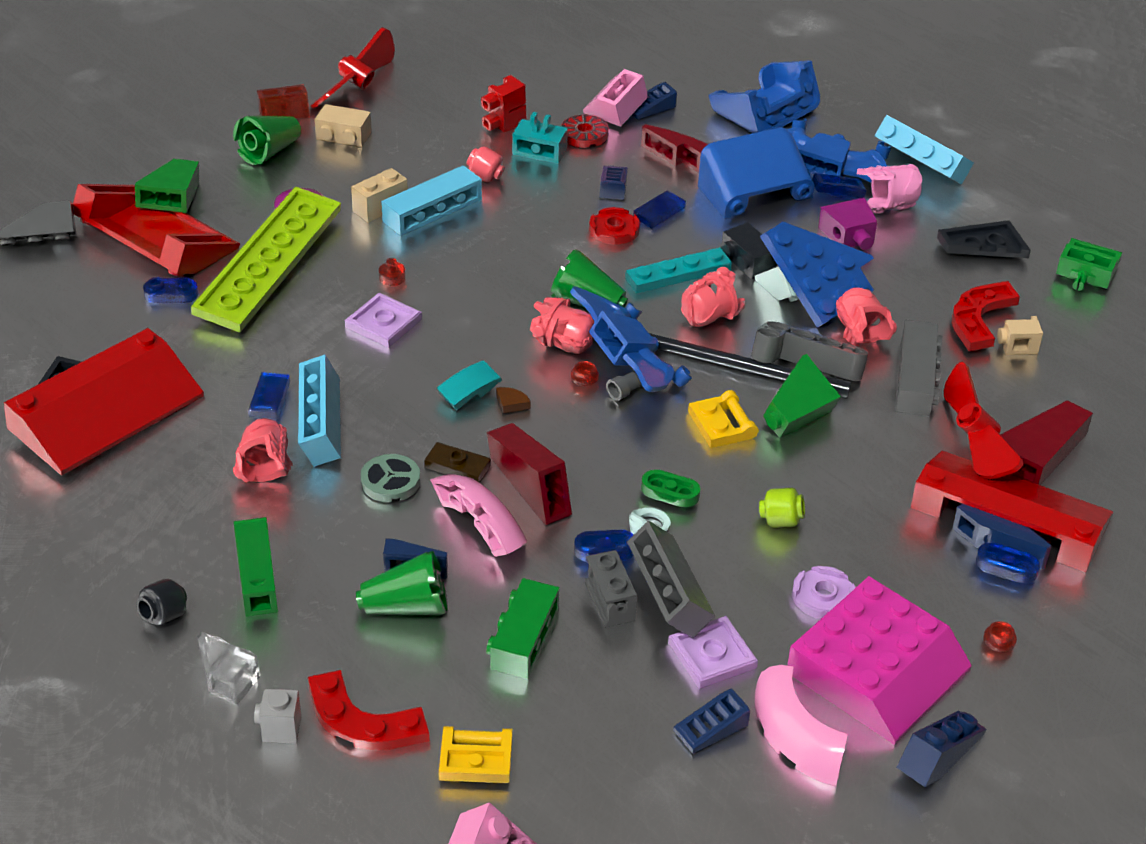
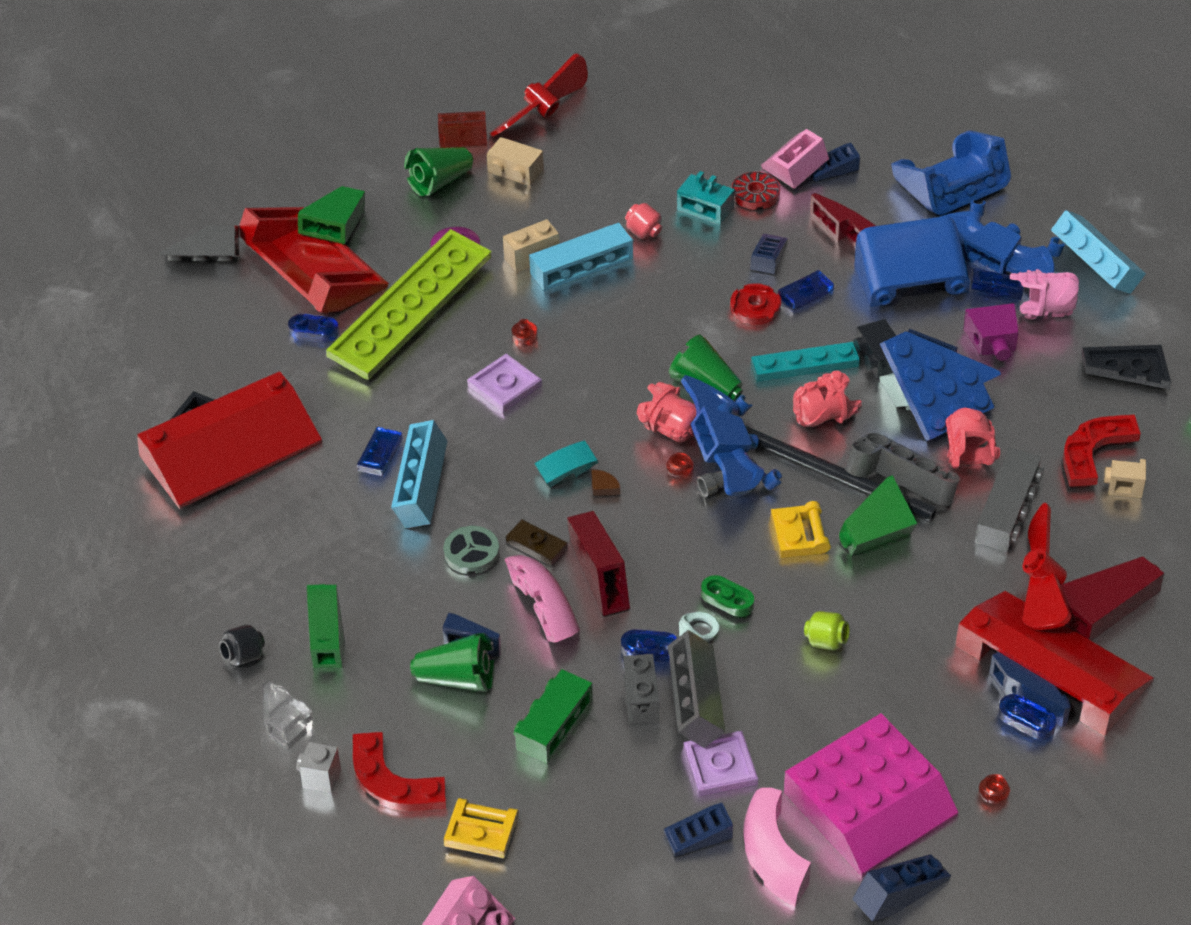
camera: 15 degrees right, 5 degrees up
(266, 447) = (363, 503): coral helmet -> none
(504, 105) = (679, 155): red hips -> none
(820, 577) = (841, 706): lavender tile -> none

